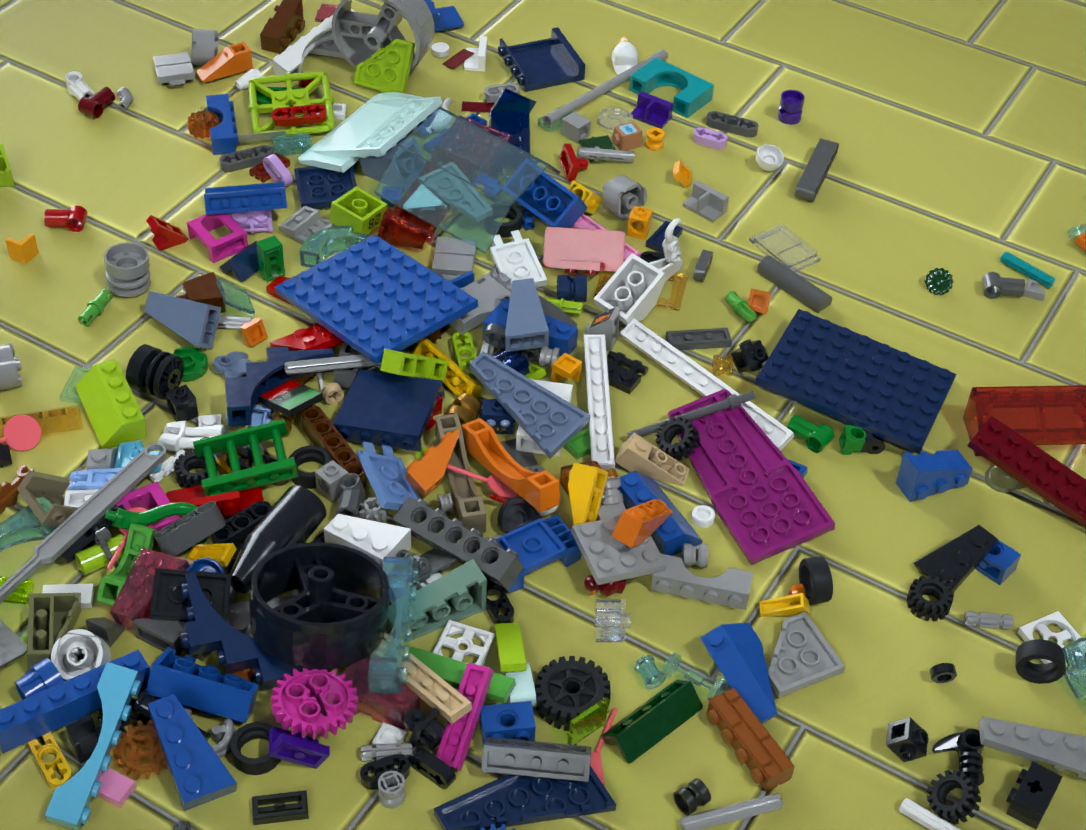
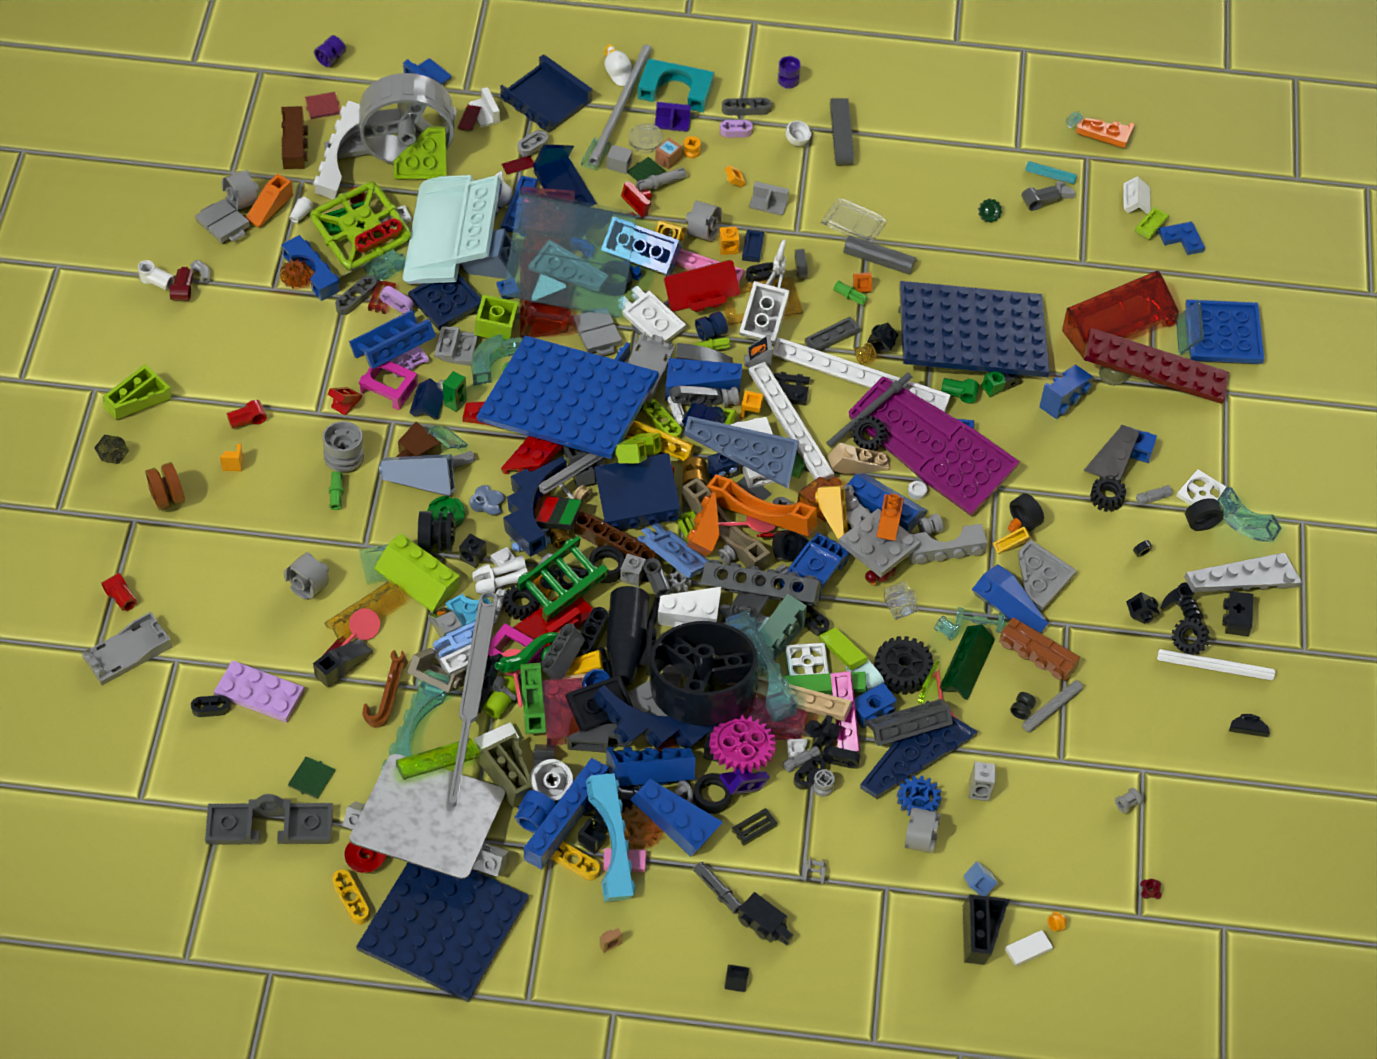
camera: 25 degrees left, 10 degrees up
(253, 332) = (482, 463): orange tile -> none
(525, 320) = (702, 372): sand blue slope -> none

